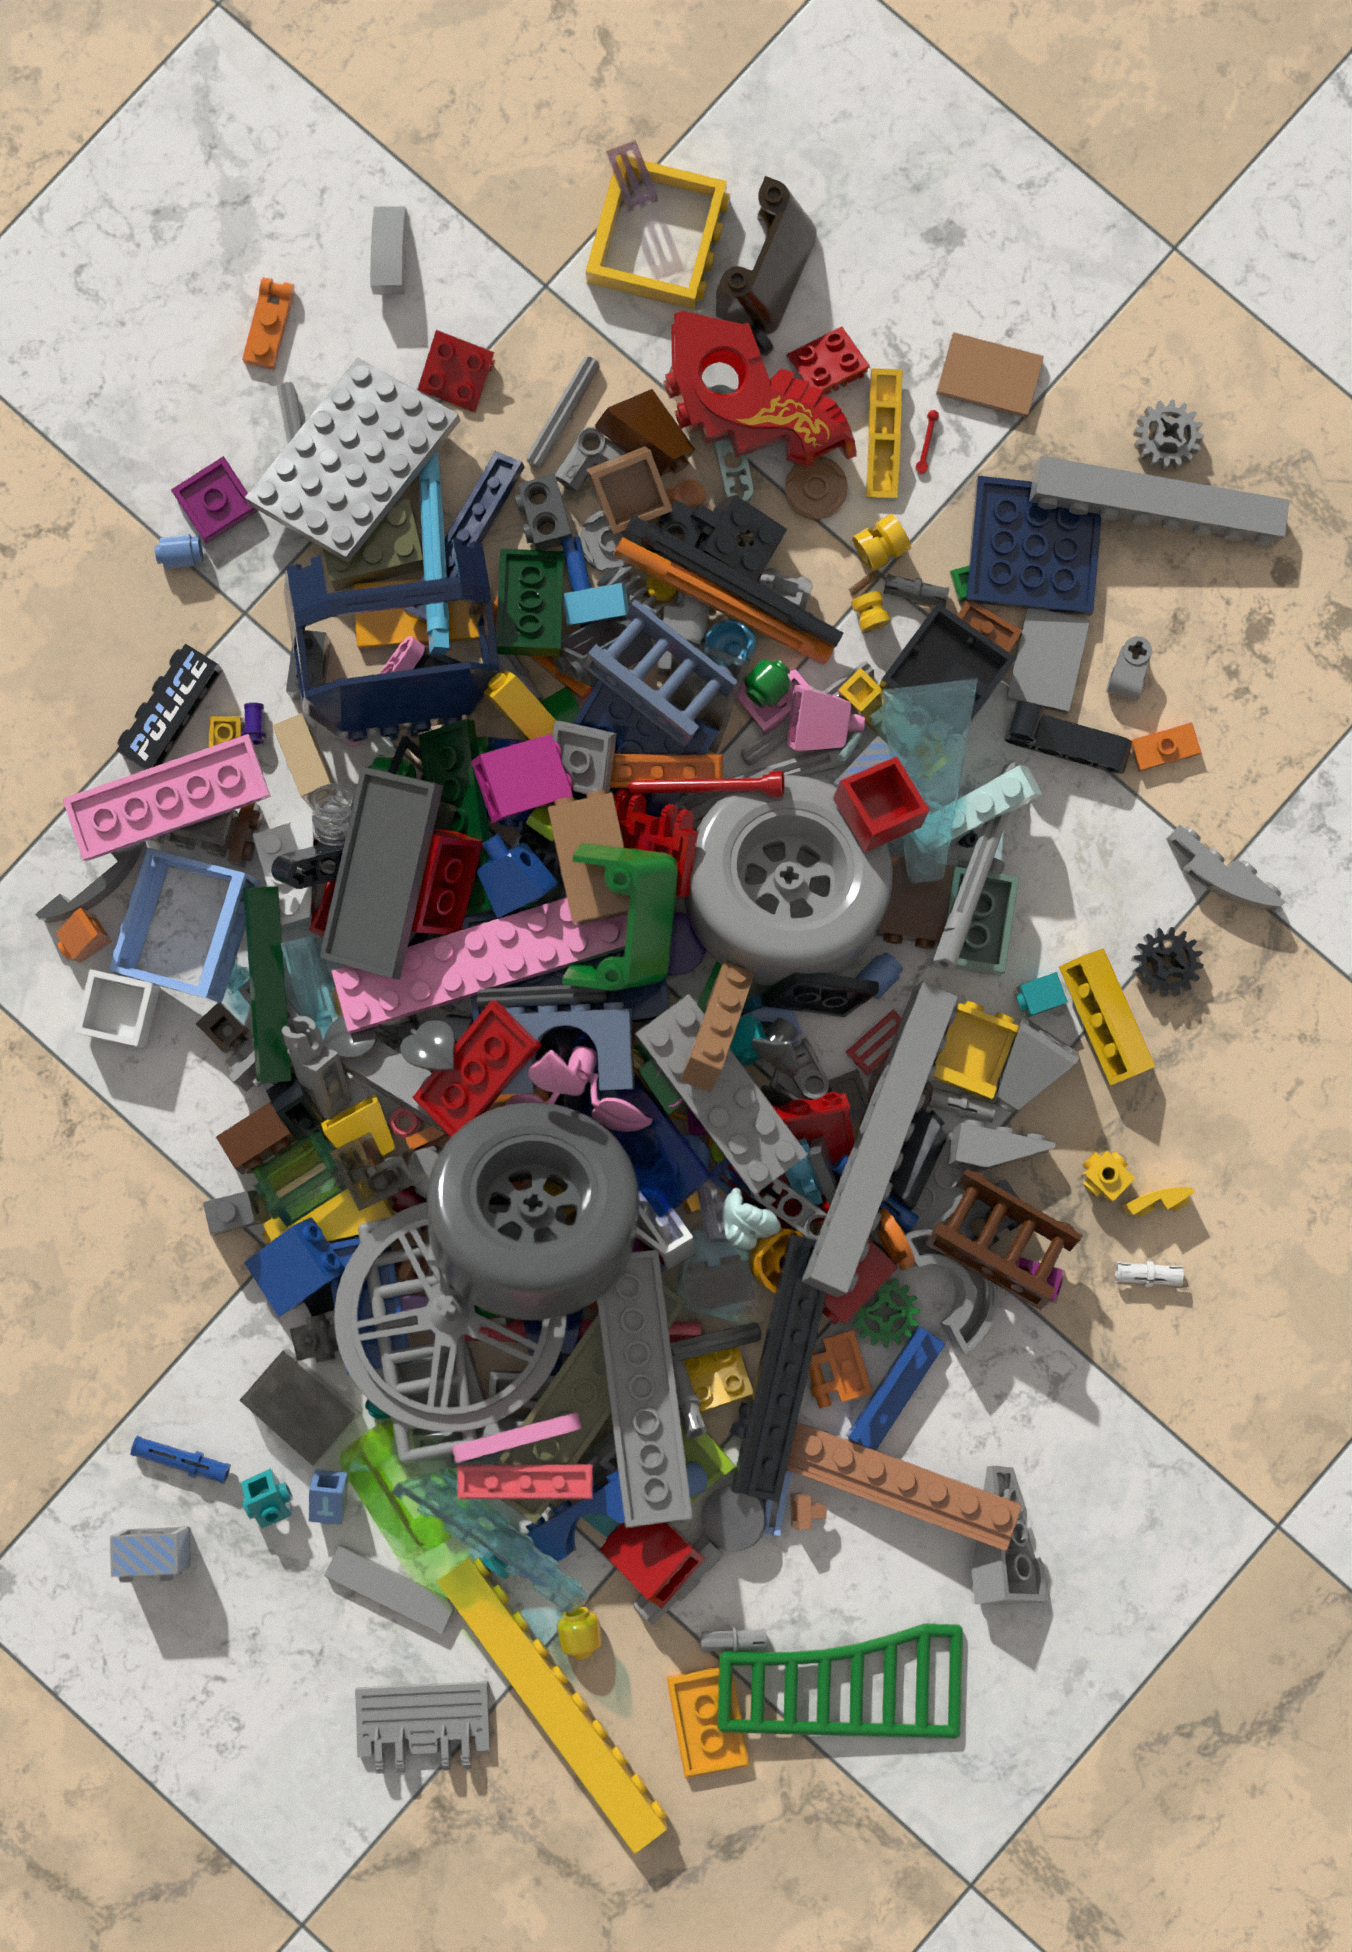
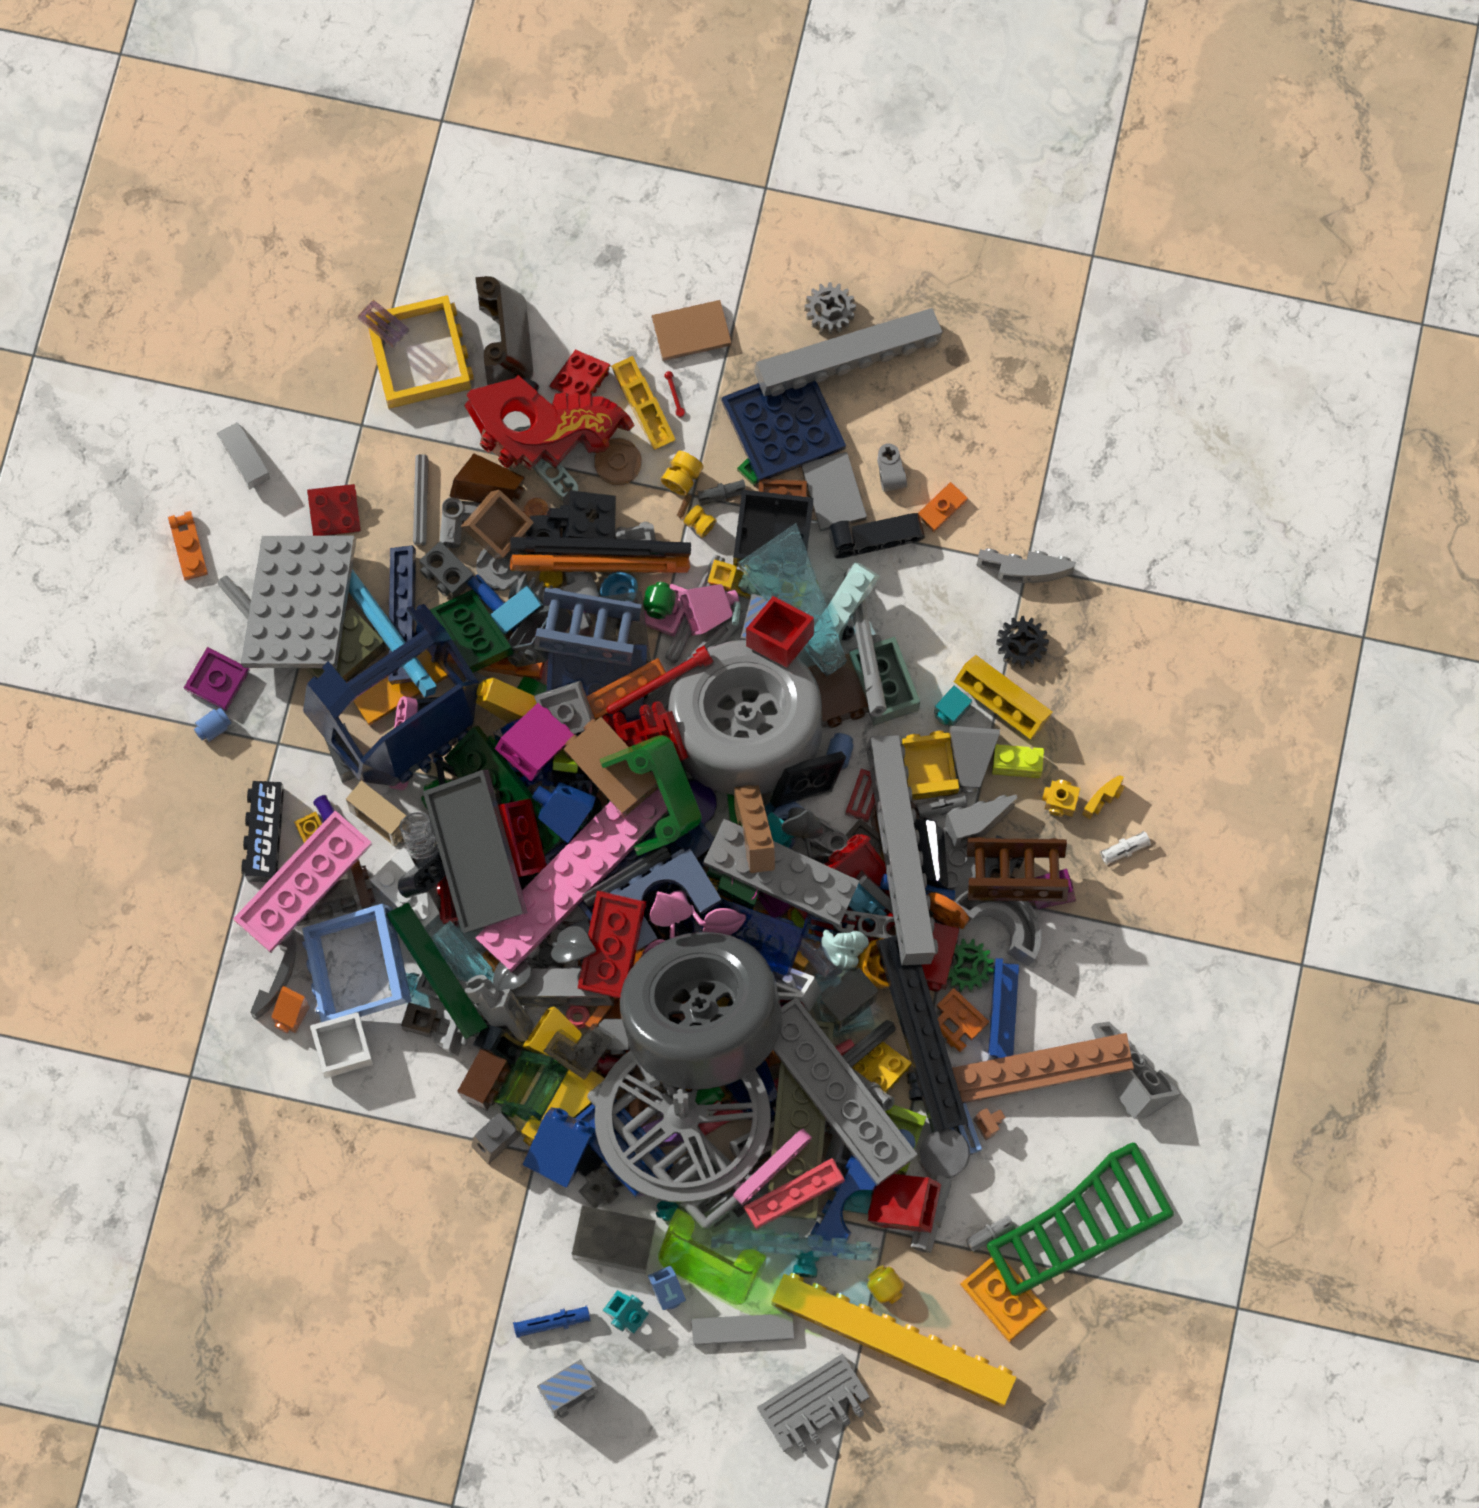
camera: 35 degrees left, 10 degrees down
(1081, 1103) = (1017, 761): none -> neon yellow brick

